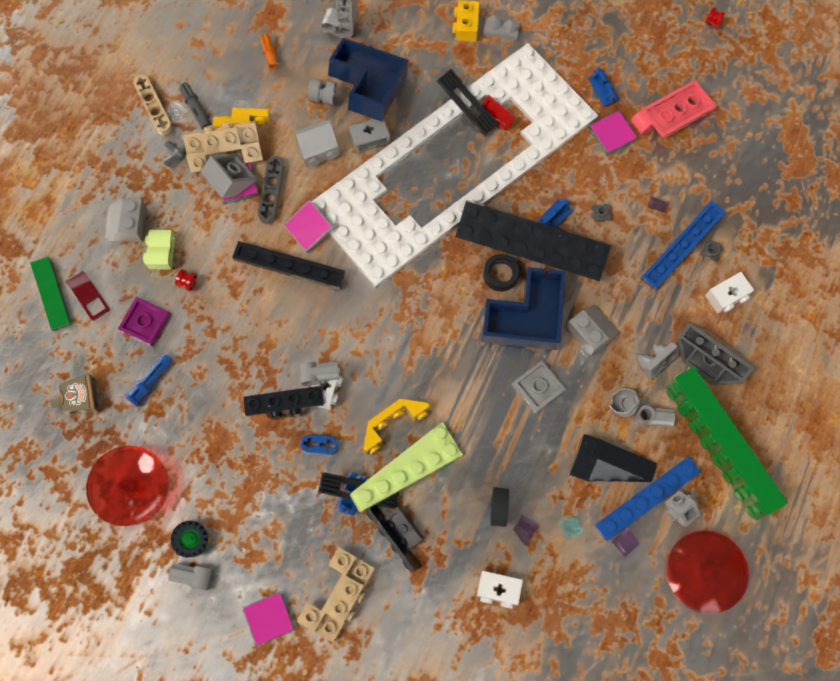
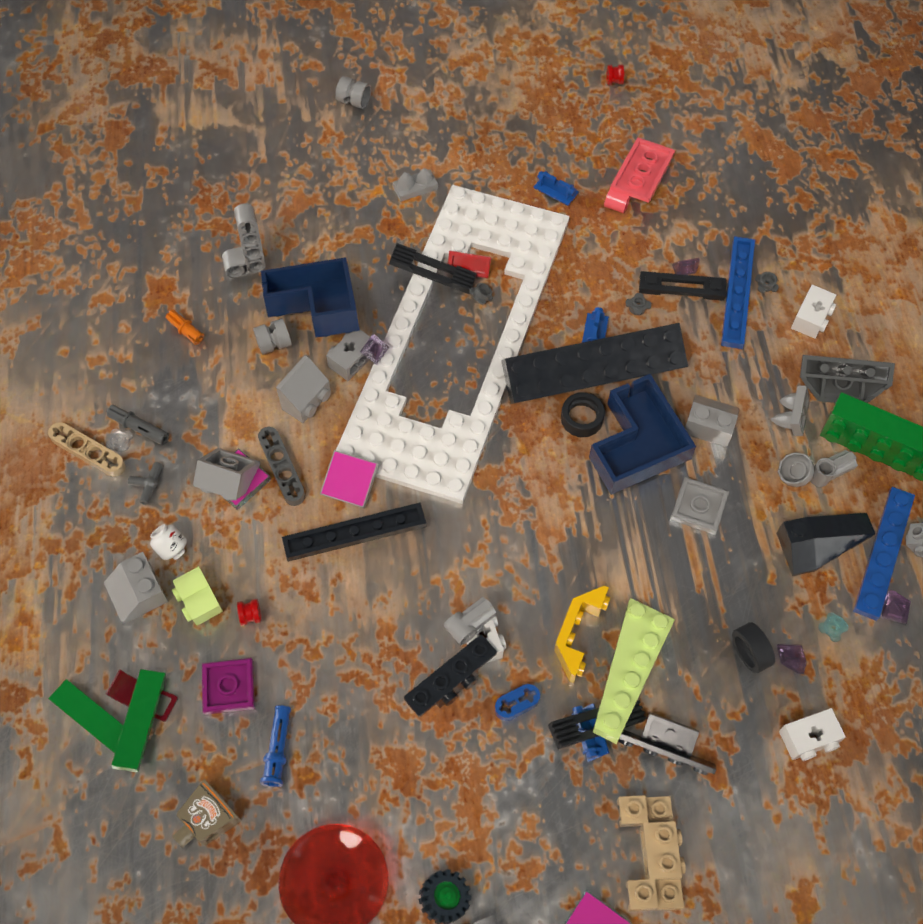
camera: 30 degrees left, 10 degrees down
(75, 310) = (138, 721): none -> green tile
(163, 201) = (168, 542): none -> white head
(222, 139) = (193, 441): tan bracket -> none
(242, 115) = (201, 413): yellow plate -> none
(384, 141) = (374, 349): none -> clear purple slope
(467, 21) = (377, 194): yellow brick -> none
(495, 140) = (481, 293): none -> dark grey plate
(613, 132) = (594, 225): dark pink tile -> none
(623, 202) = (713, 288): none -> black container

